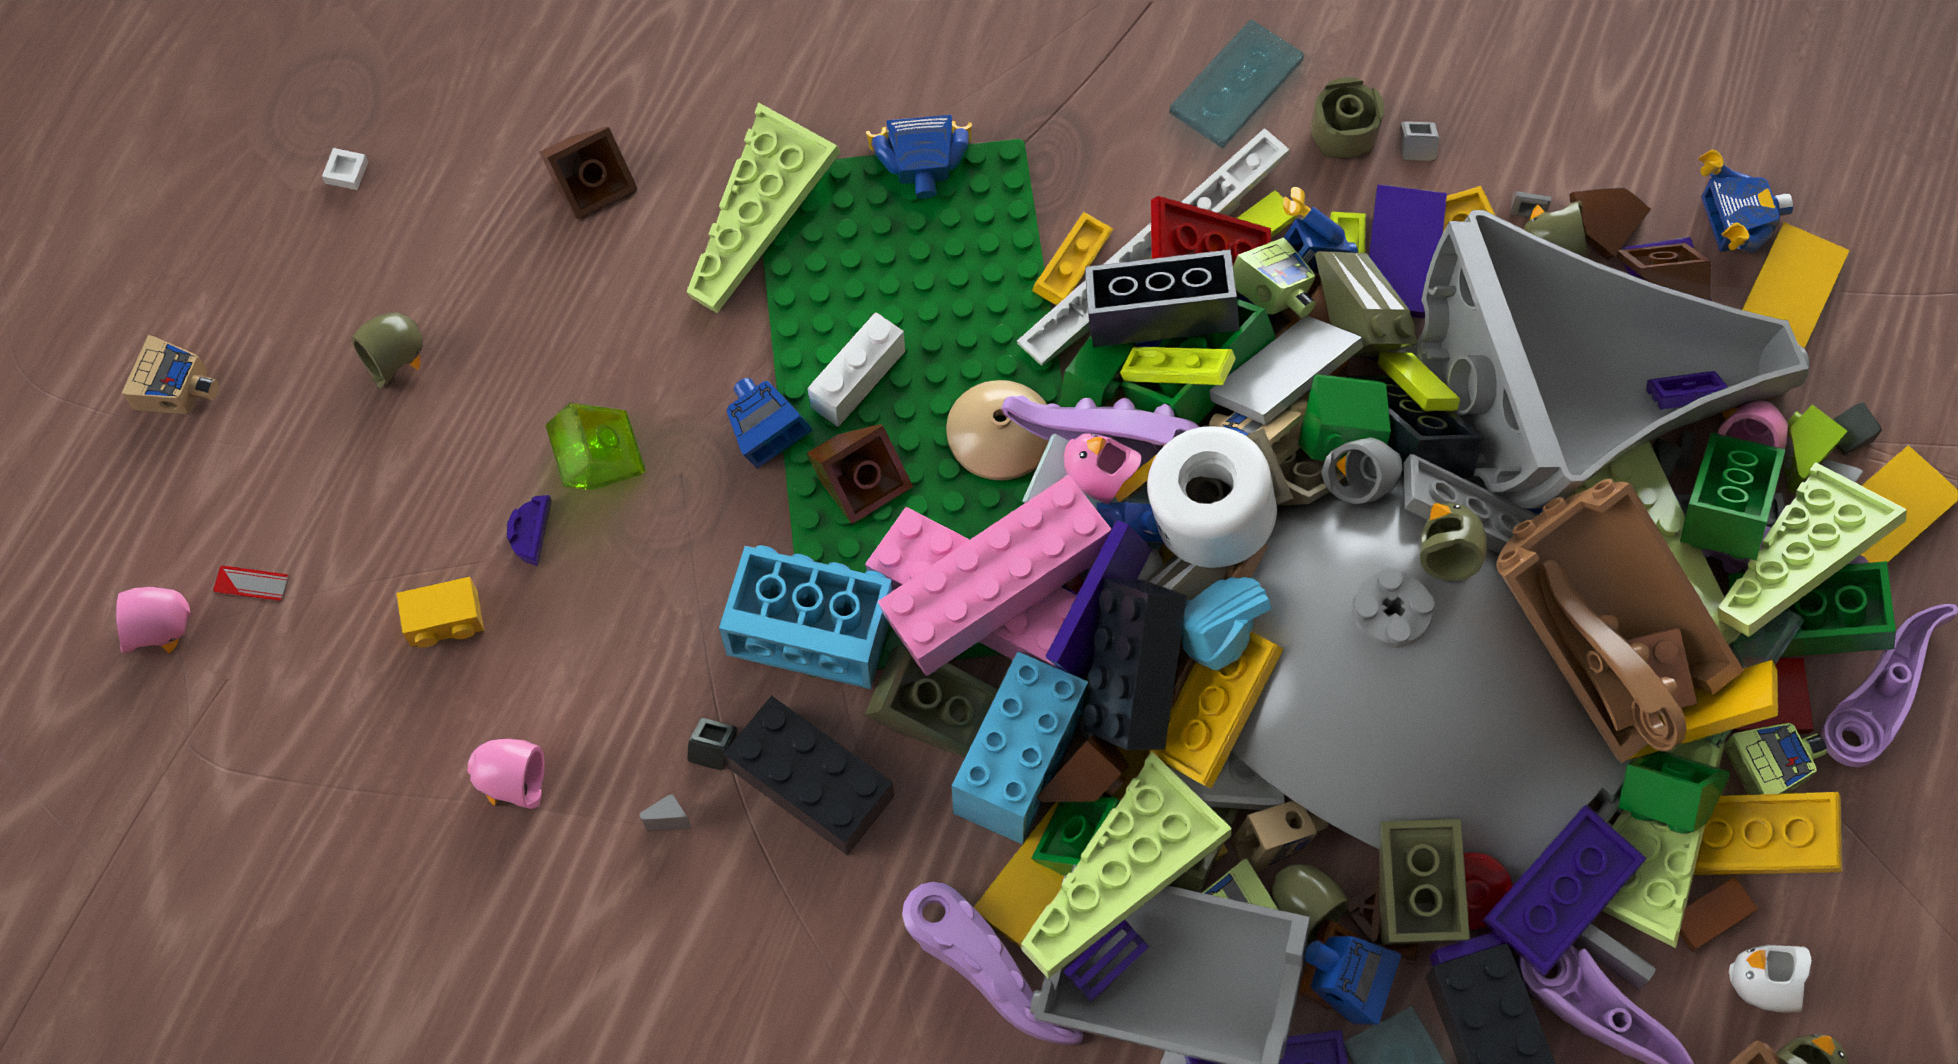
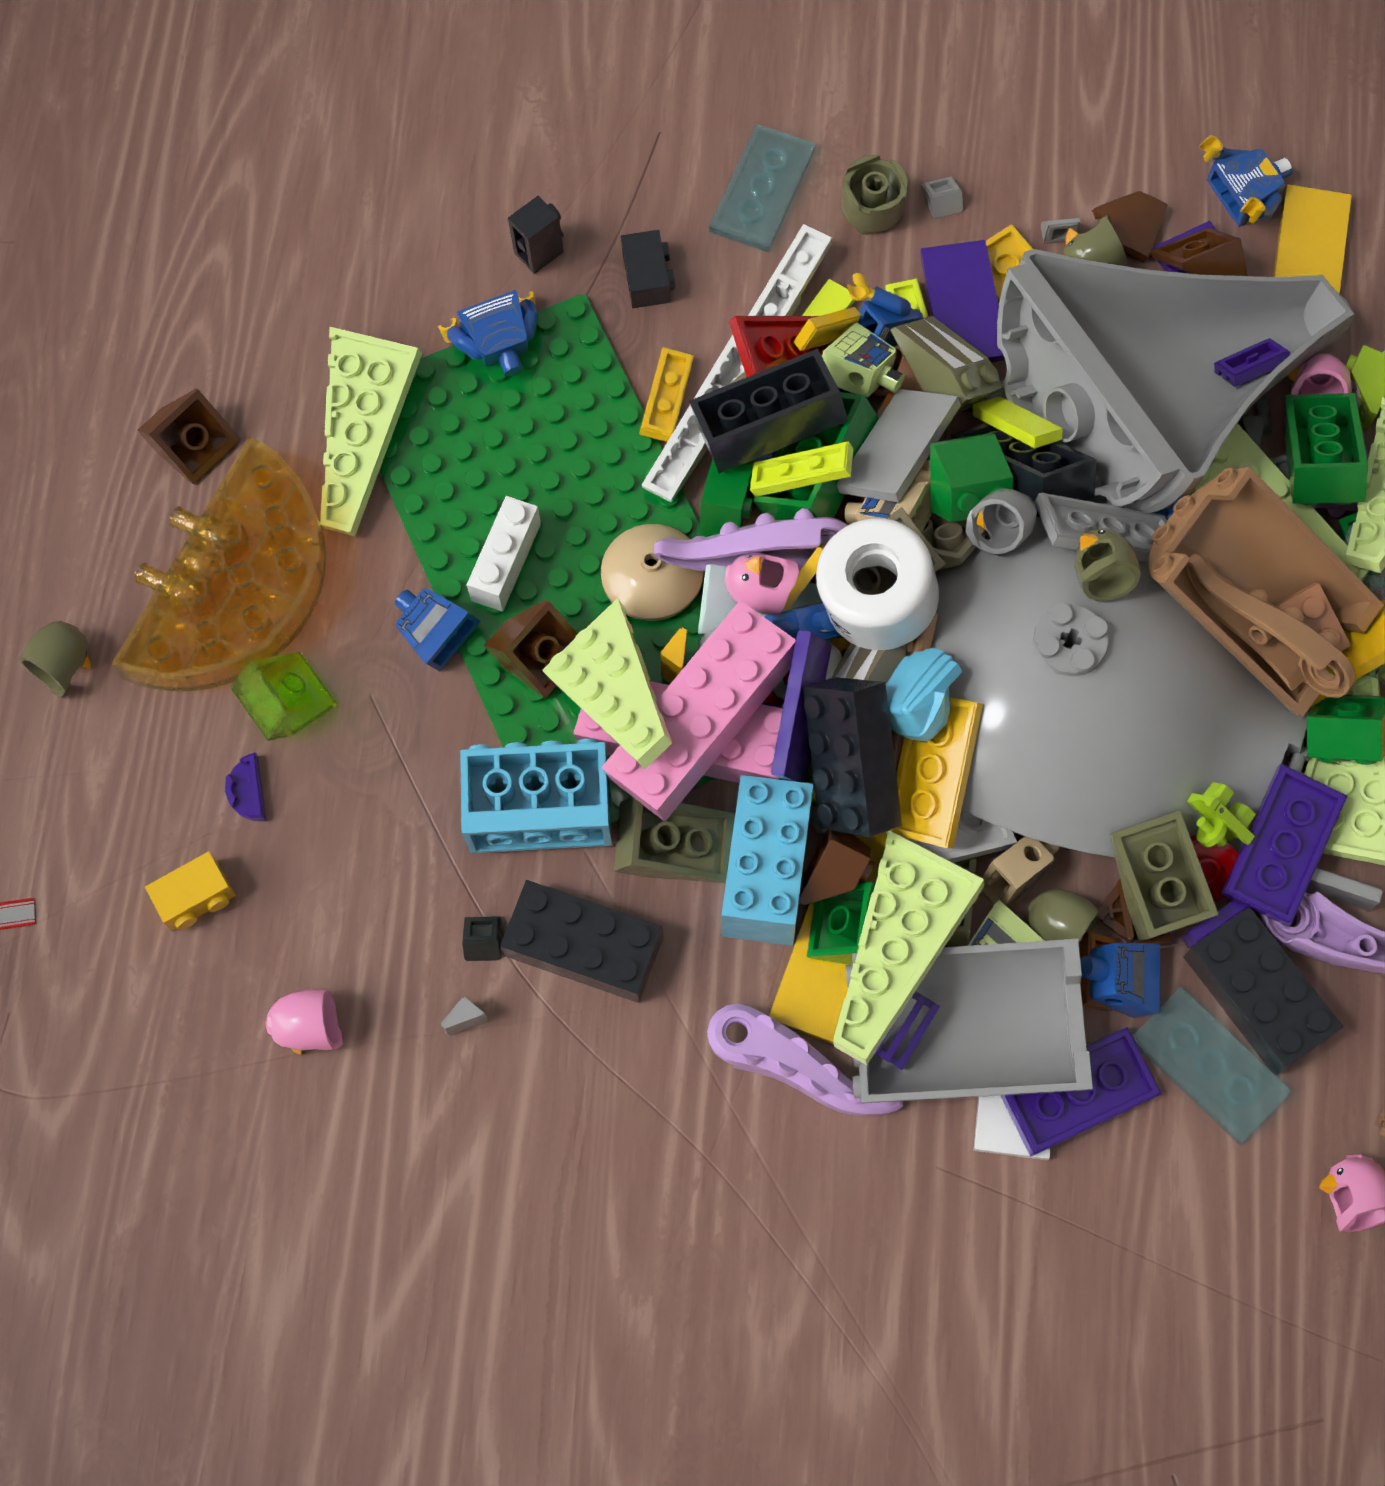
camera: 15 degrees left, 5 degrees up
(584, 326) = (235, 585): none -> clear yellow brick
(915, 524) = (611, 684): none -> yellowish green wing
(992, 67) = (536, 234): none -> black brick
(992, 510) = (674, 656): none -> yellow slope
(1092, 131) = (646, 268): none -> black brick
(1249, 234) = (826, 328): none -> yellow tile
(1497, 844) = (1217, 821): none -> lime hips

